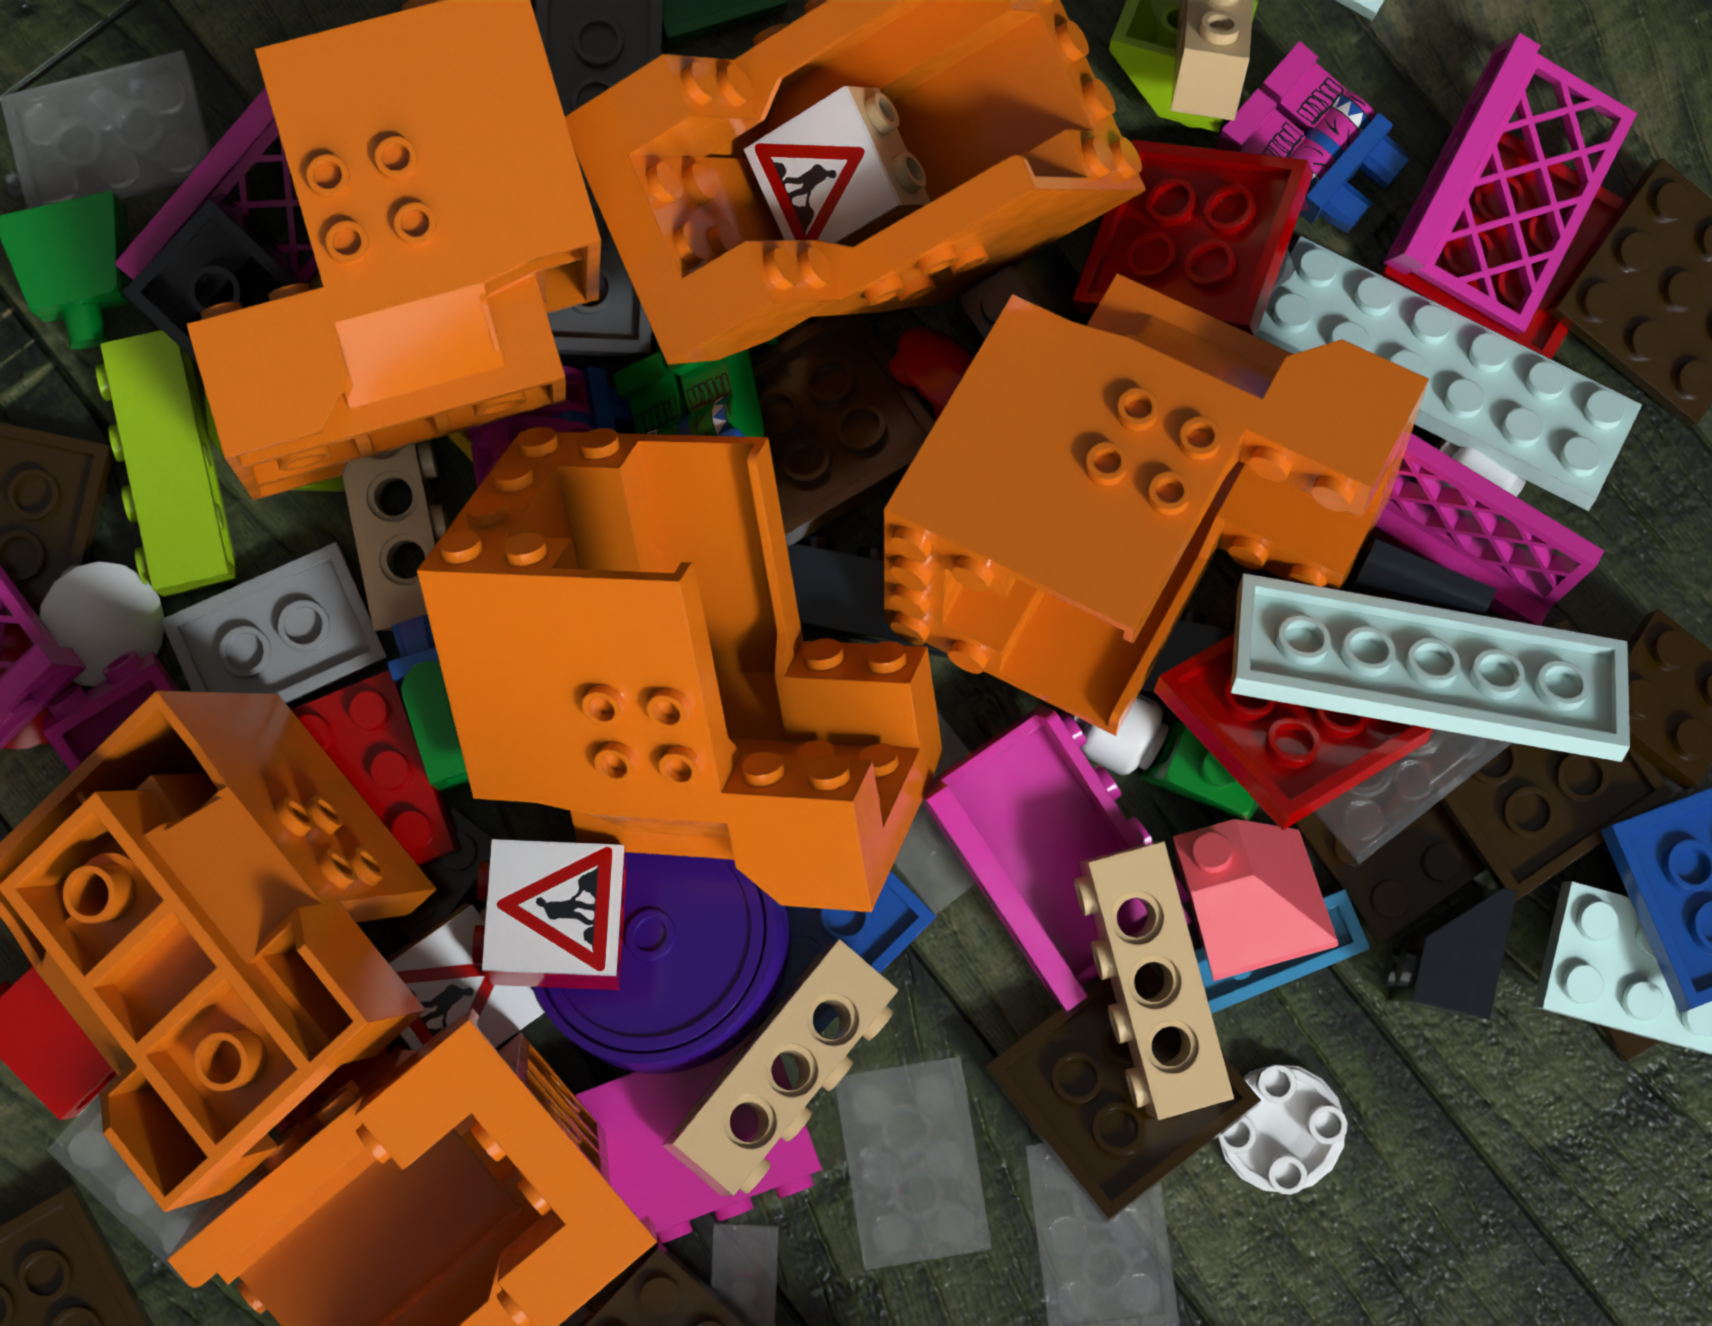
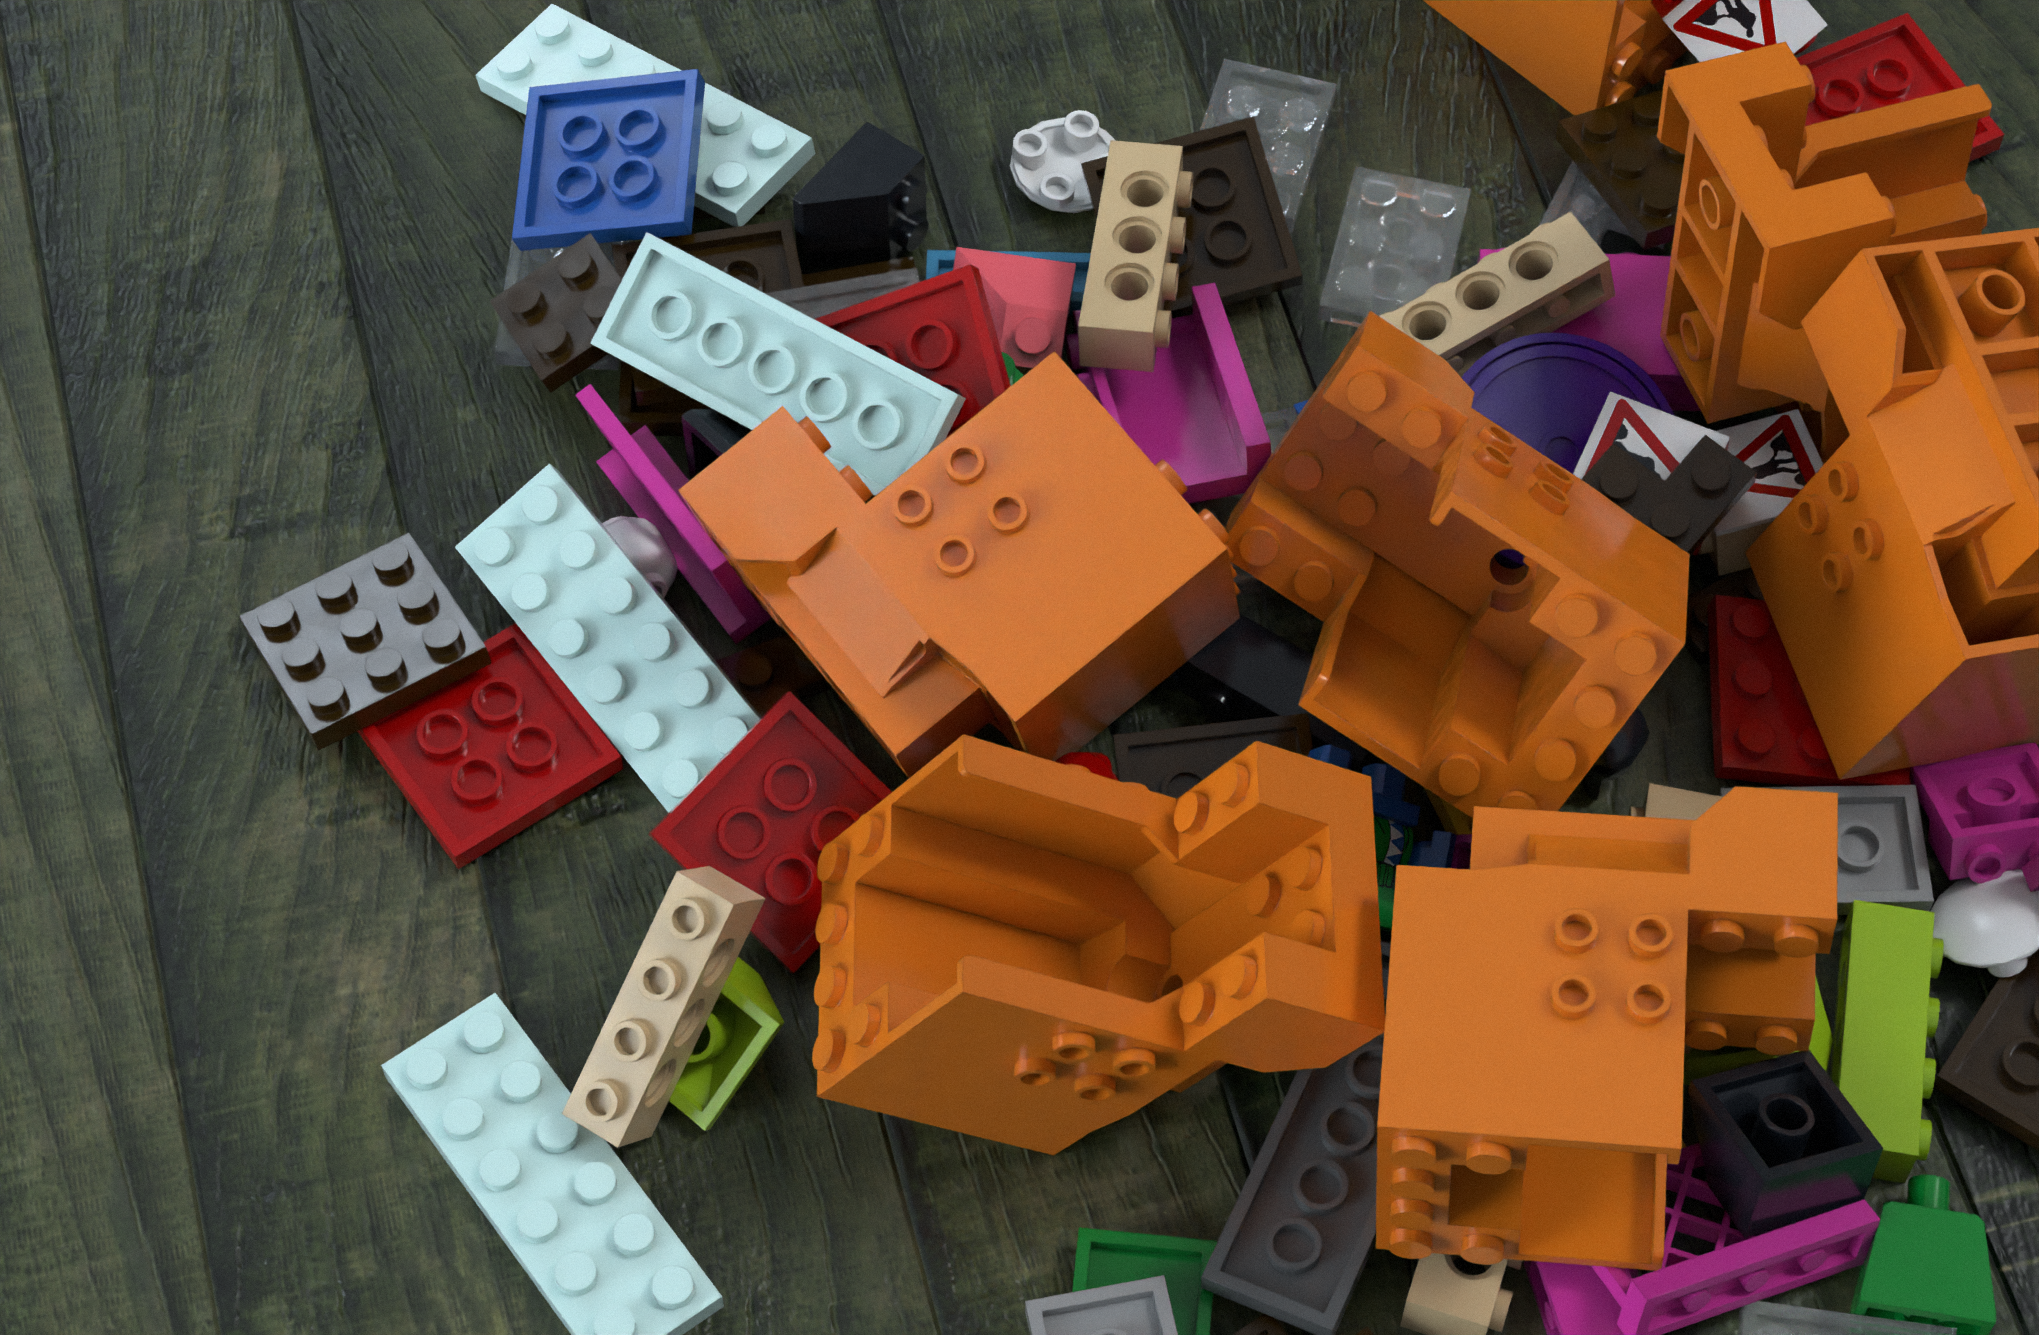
camera: 150 degrees left, 25 degrees down
(428, 704) = (1689, 698): green hips -> none
(516, 856) = (1687, 502): none -> dark brown plate
(839, 169) = (1117, 935): piece -> none
(1317, 119) = (604, 882): hips -> none
(1463, 160) = (490, 801): dark pink fence -> none

